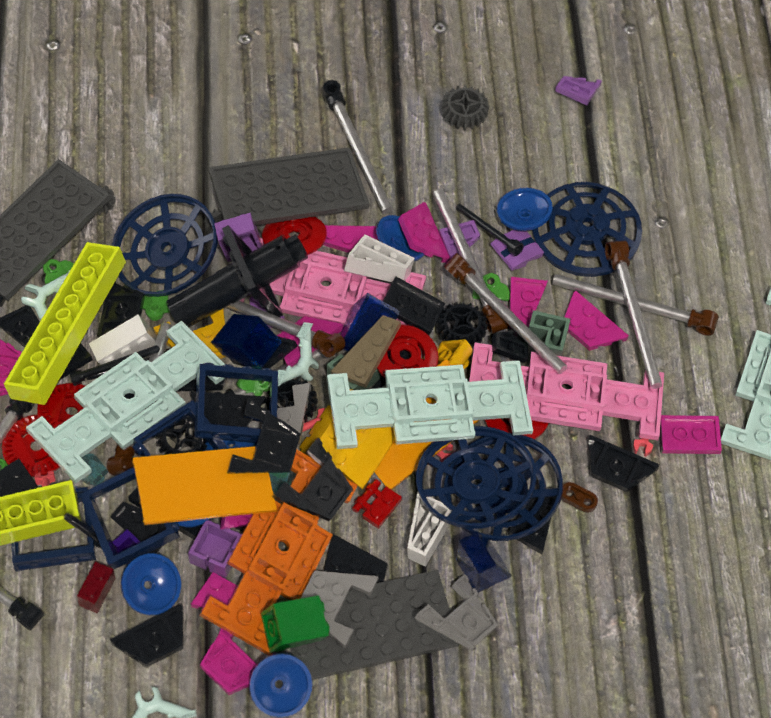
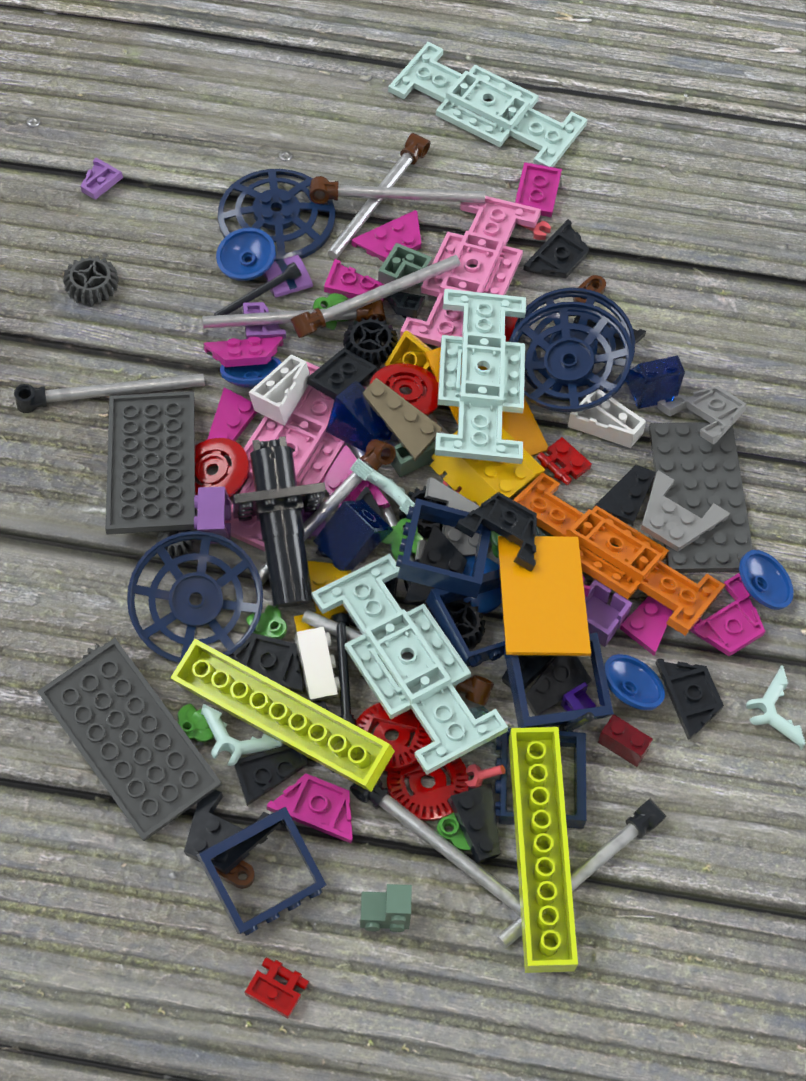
camera: 80 degrees left, 0 degrees up
(294, 623) = (707, 550): green slope -> none
(324, 492) = (553, 492): black wing -> none

